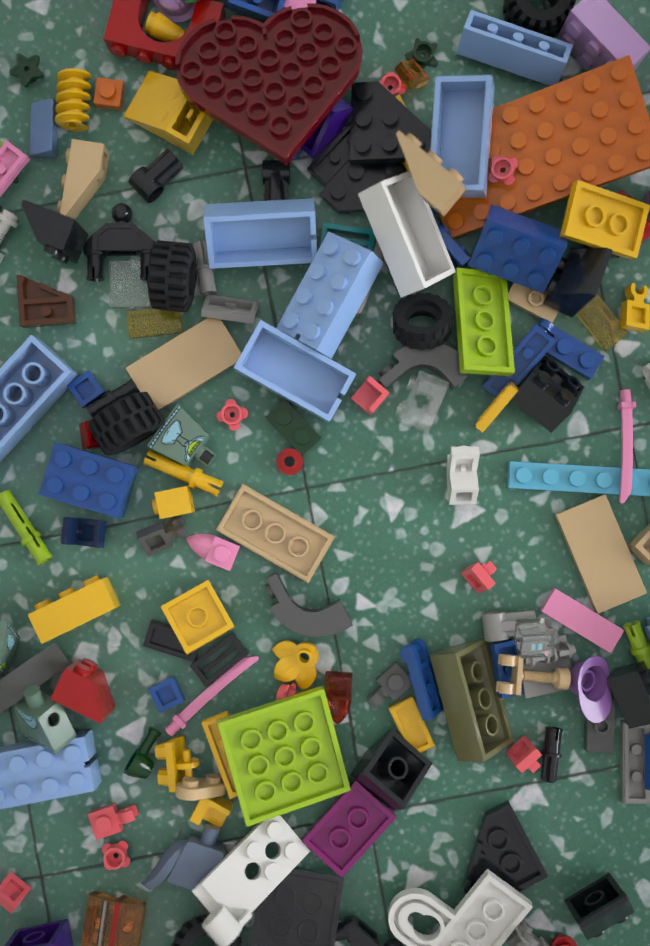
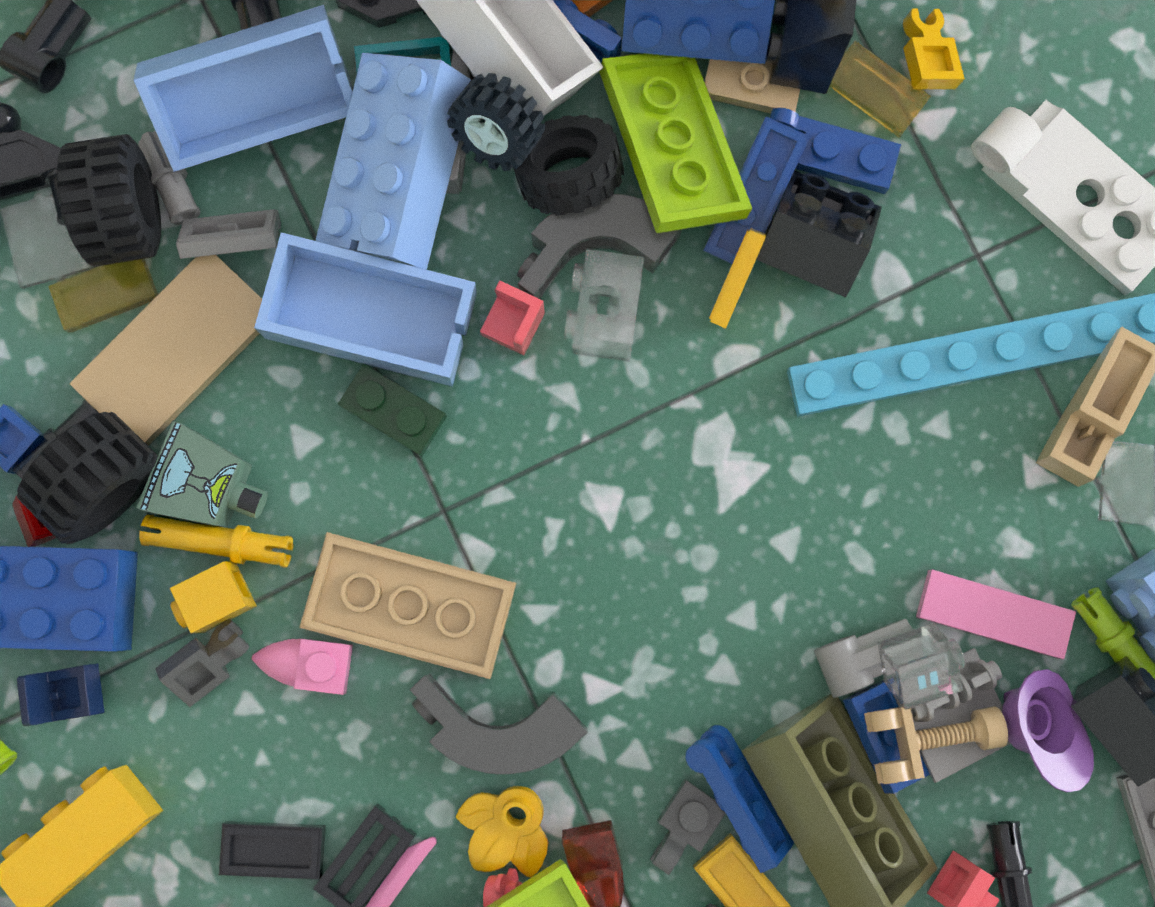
camera: 10 degrees left, 5 degrees down
(197, 617) = (304, 794): yellow plate -> none
(233, 422) = (275, 402): coral plate -> none
(289, 453) = (416, 474): red plate -> none
(390, 290) = (496, 122): none -> black wheel
(462, 475) = (711, 411): white brick -> none
(479, 576) = (791, 583): coral tile -> none
(600, 553) = (994, 488): tan tile -> none
(600, 736) = (1089, 813): dark grey plate -> none
(626, 407) = (964, 221): bright pink sword -> none

